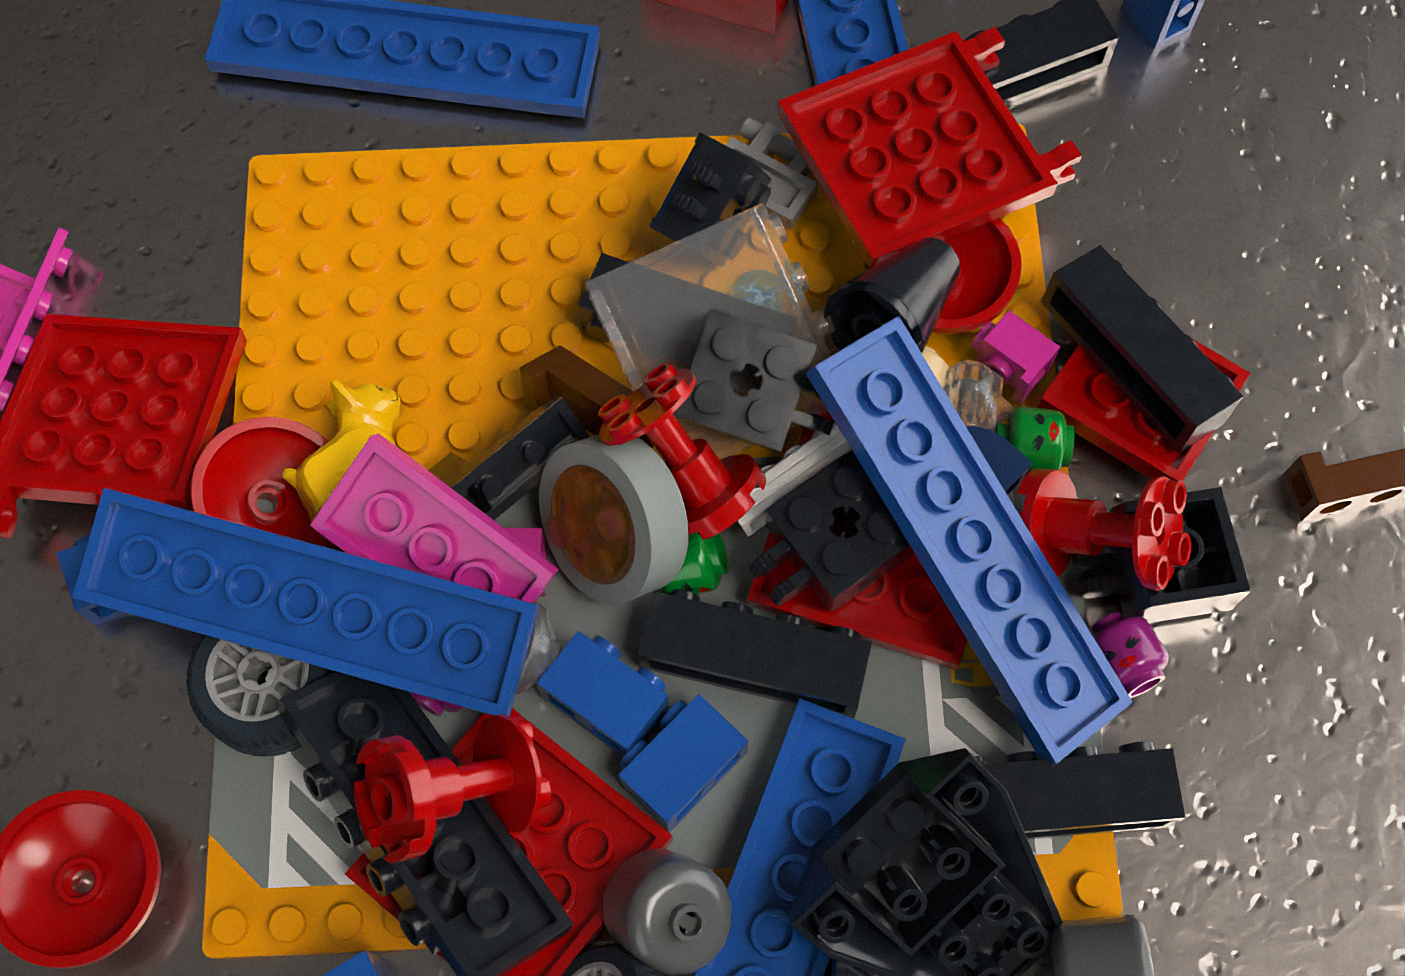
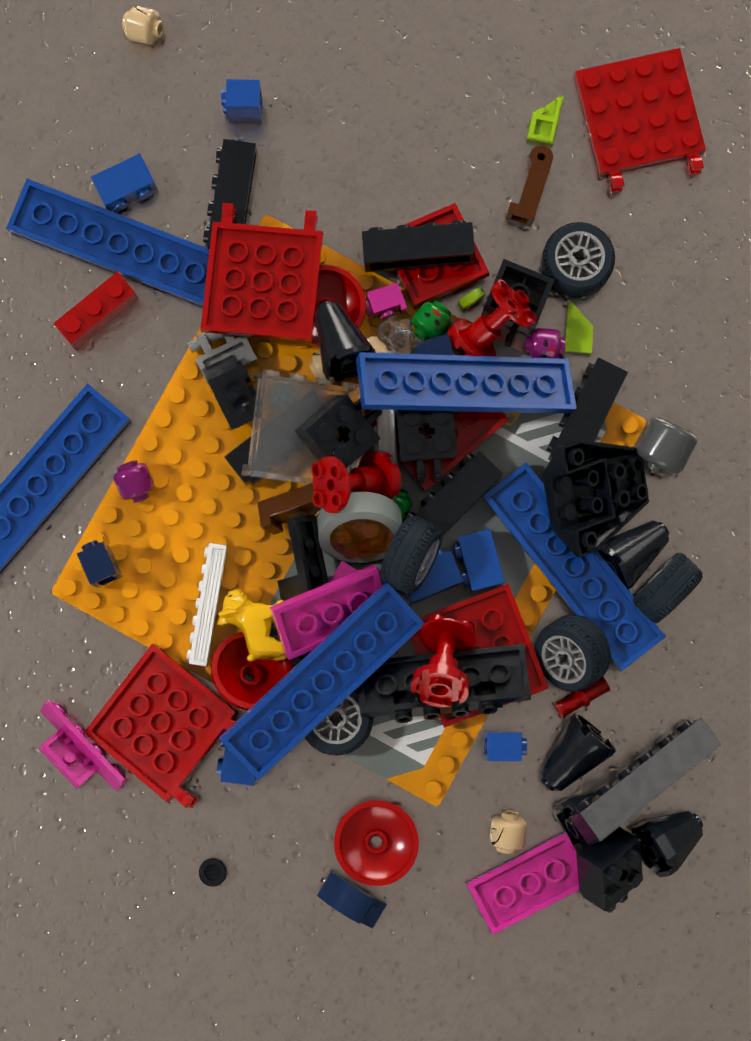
camera: 65 degrees left, 15 degrees up
(319, 173) = (99, 563): none -> dark blue piece
(377, 363) = (207, 604): none -> white piece
(485, 158) = (133, 481): none -> magenta head
(611, 618) = (411, 554): none -> black wheel
(667, 911) = (540, 603): dark grey head -> none
(1116, 487) = (472, 297): none -> lime tile
(1187, 700) = (577, 332): none -> lime tile
(1311, 621) = (595, 254): none -> wheel

